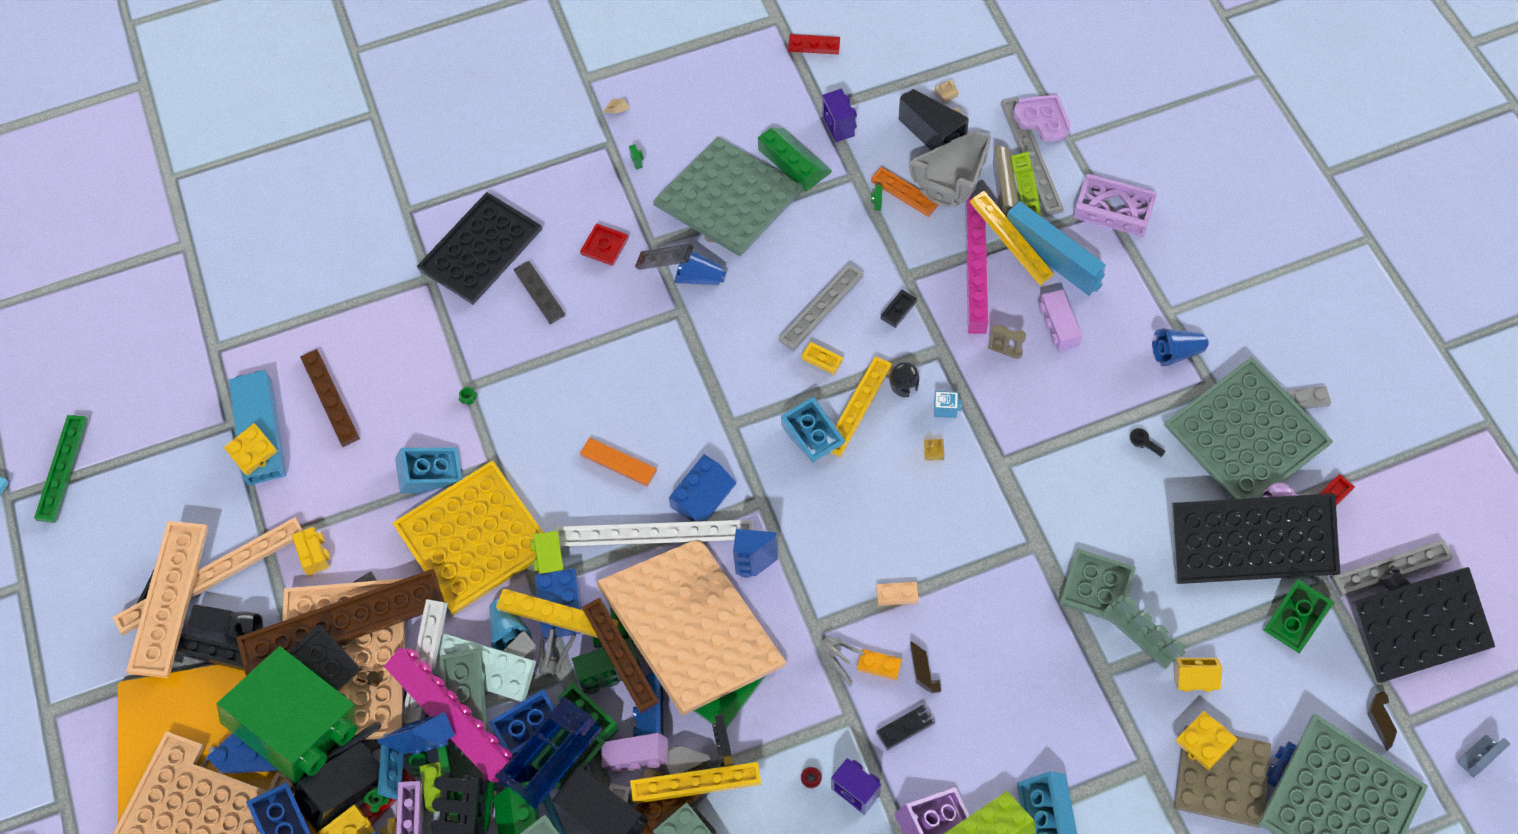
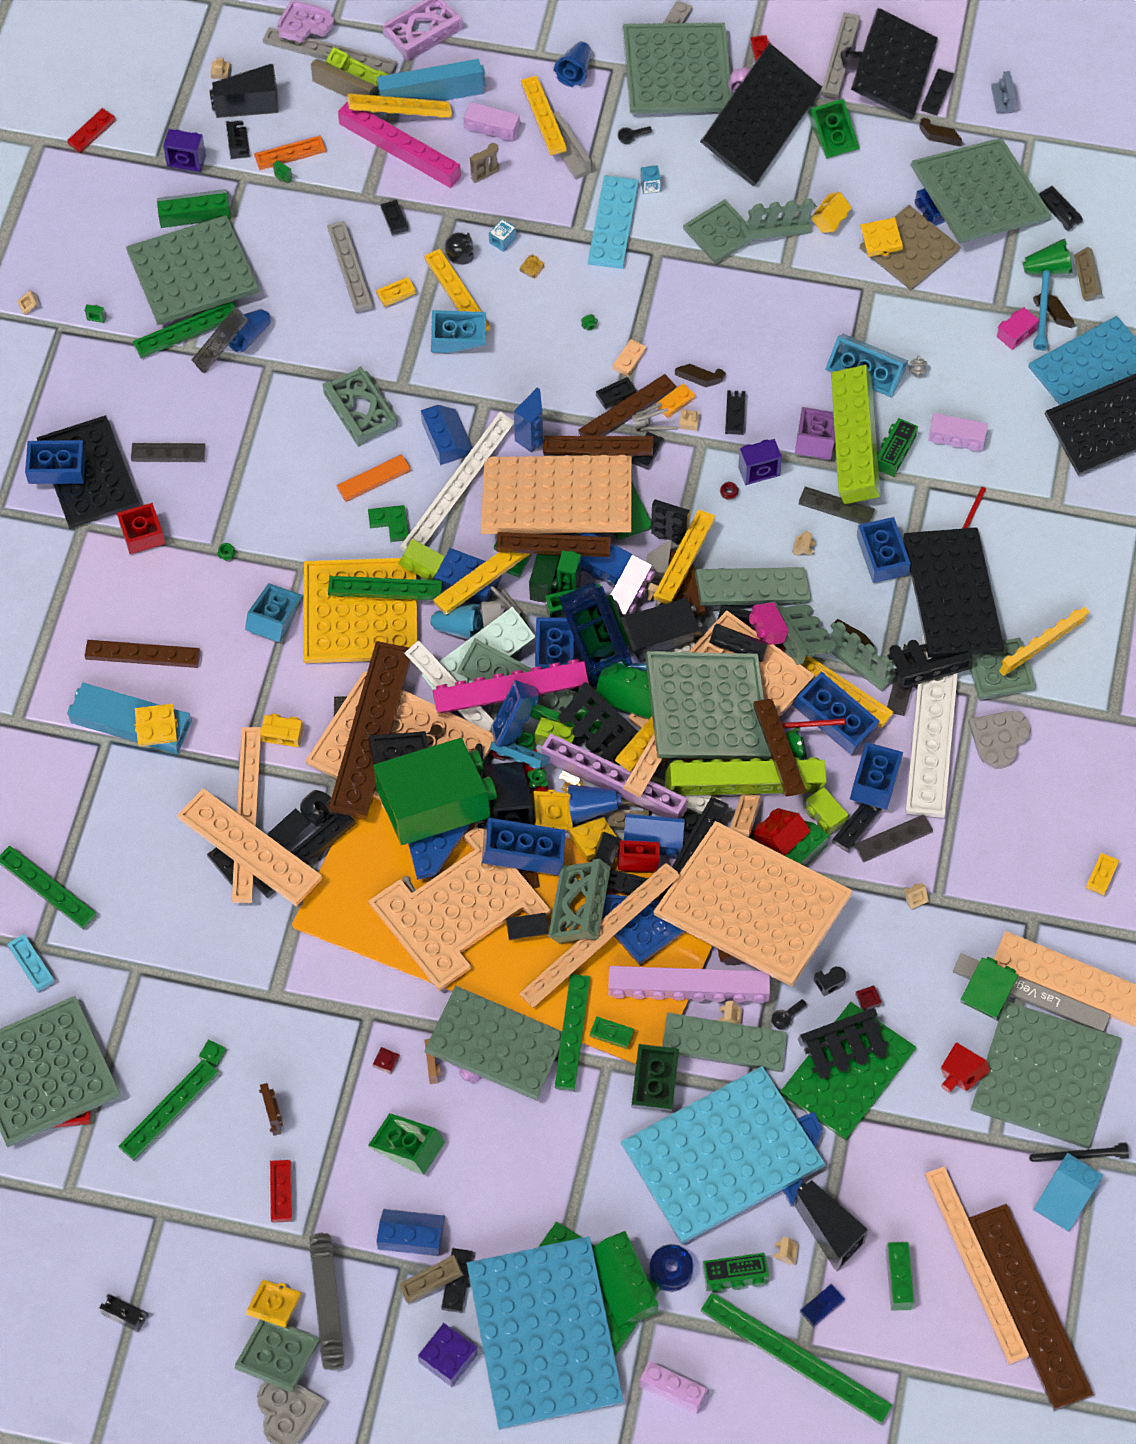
camera: 60 degrees left, 0 degrees up
(444, 318) = (141, 528): none -> red brick
(462, 217) = (55, 462): none -> blue brick
(500, 542) = (384, 588): none -> green plate
(586, 506) = (391, 517): none -> green plate
(604, 244) = (162, 381): red plate -> none
(606, 688) = (569, 571): none -> green brick
(667, 228) = (182, 330): none -> green plate
(678, 380) = (373, 395): none -> sand green fence
(775, 627) = (598, 445): none -> reddish brown plate
(805, 674) = (646, 461): none -> black plate
(839, 627) = (630, 406): none -> reddish brown plate
(848, 605) = (615, 392): none -> black plate
(866, 690) = (689, 420): none -> tan tile
(884, 146) = (237, 140): none -> black hinge
(908, 534) = (589, 322): none -> green plate
(952, 170) = (307, 104): light grey cone -> none
(1036, 486) = (613, 222): none -> medium azure plate
(1084, 398) = (575, 157): none -> light grey fence
(1099, 356) = (543, 115): none -> yellow plate
(1104, 488) = (650, 179): none -> dark azure brick
(1431, 687) = (937, 92): none -> black plate

